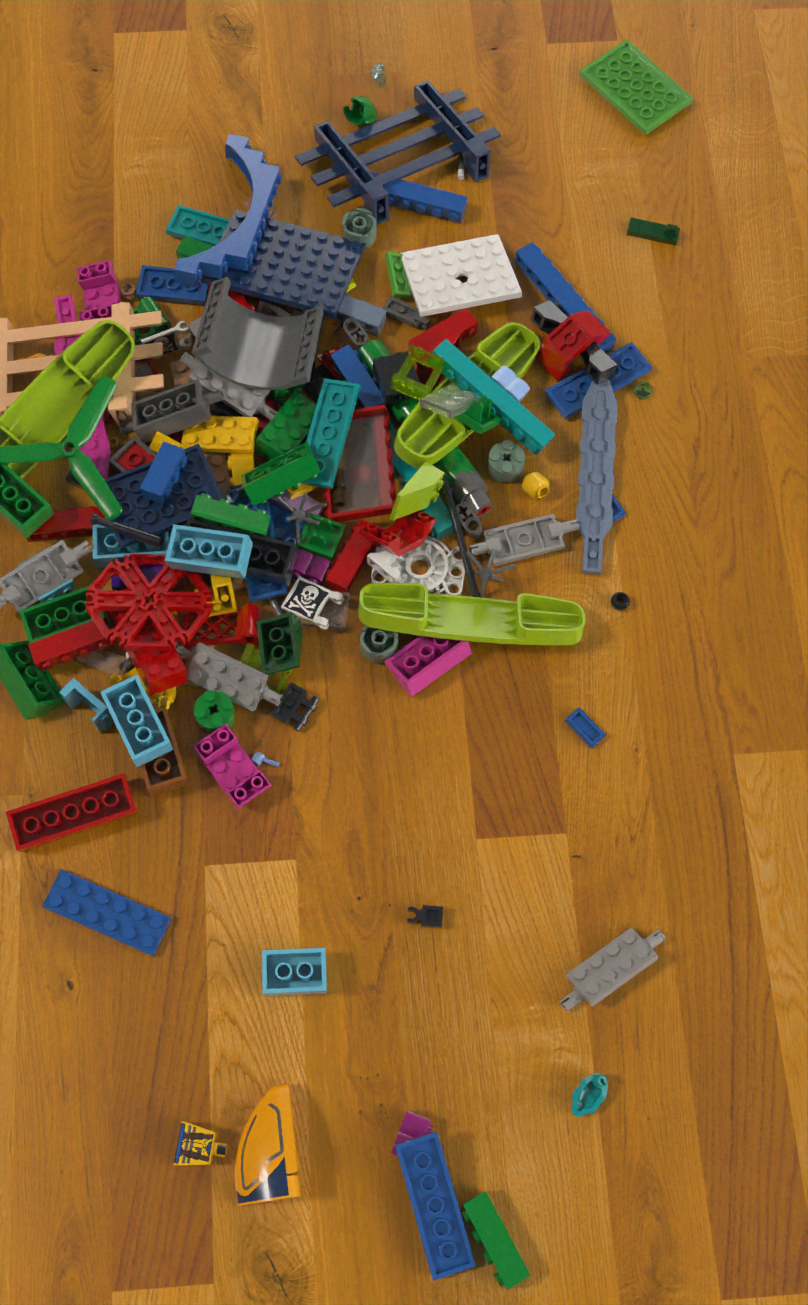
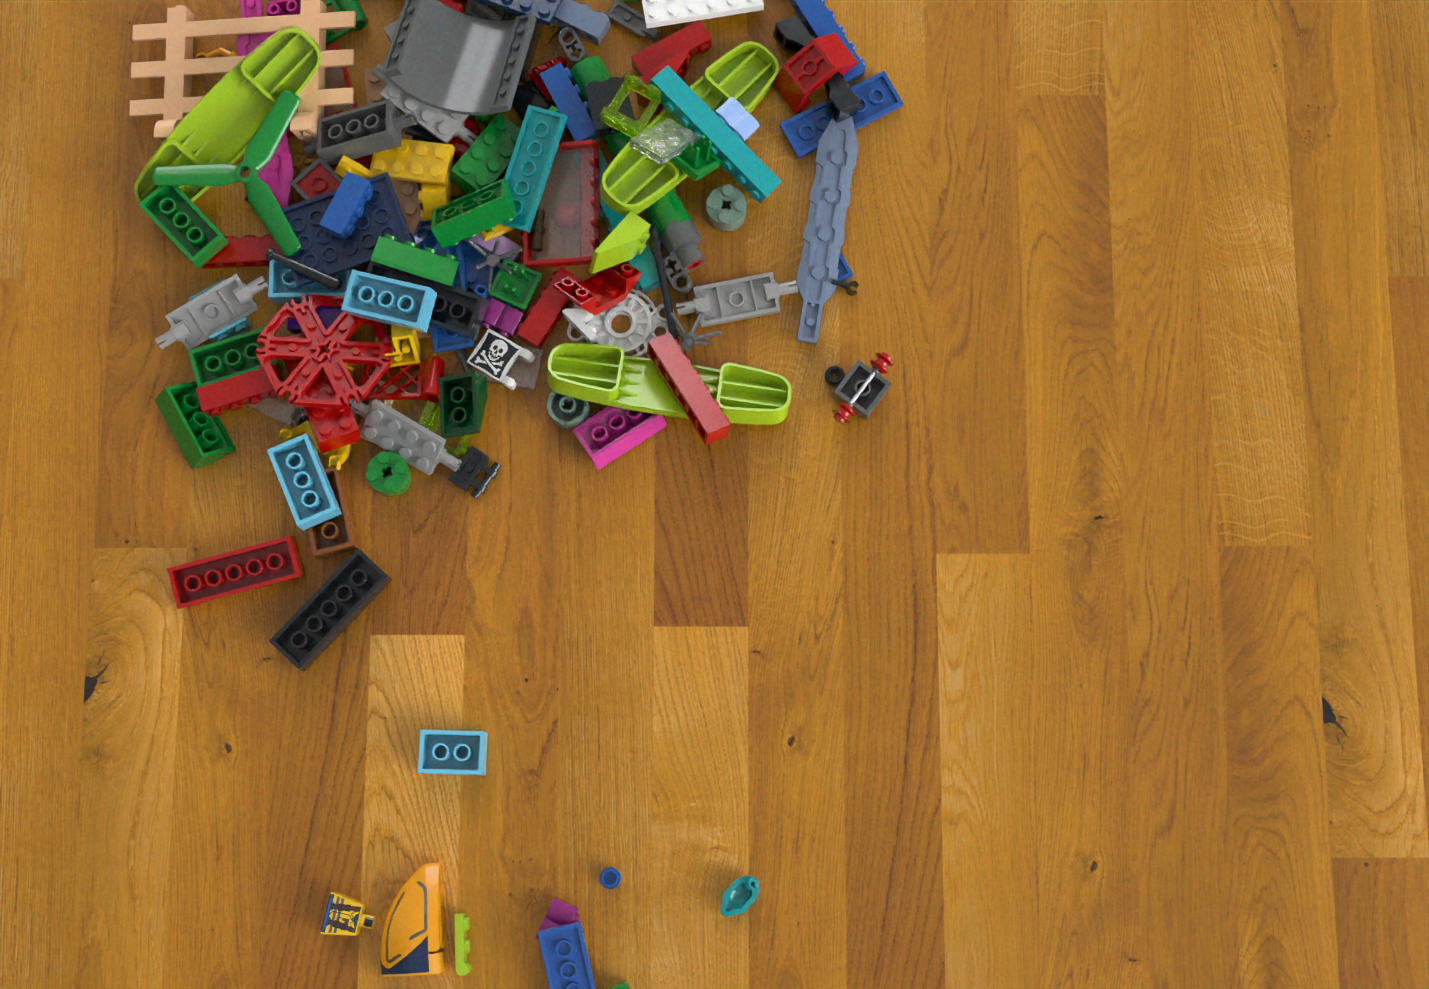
camera: 10 degrees right, 10 degrees up
(74, 693) = (243, 445): medium azure window -> none
(107, 912) = (268, 677): blue plate -> none
(166, 842) = (330, 610): none -> black brick
(170, 339) = (363, 42): white flag -> none
(231, 766) = (403, 533): dark pink slope -> none
(258, 758) = (432, 525): medium blue hand -> none
(317, 1166) = (462, 944): none -> lime plate
(429, 916) = (596, 704): black plate -> none
(459, 1087) = (610, 878): none -> blue plate
(491, 615) = (688, 388): none -> brick
(535, 485) = (756, 237): yellow head -> none
(585, 727) = (780, 515): blue tile -> none
(611, 967) = (777, 770): light grey plate -> none
(624, 527) = (846, 286): none -> black hand
(643, 390) = (890, 129): clear green tile -> none
(648, 608) = (862, 389): none -> dark grey brick

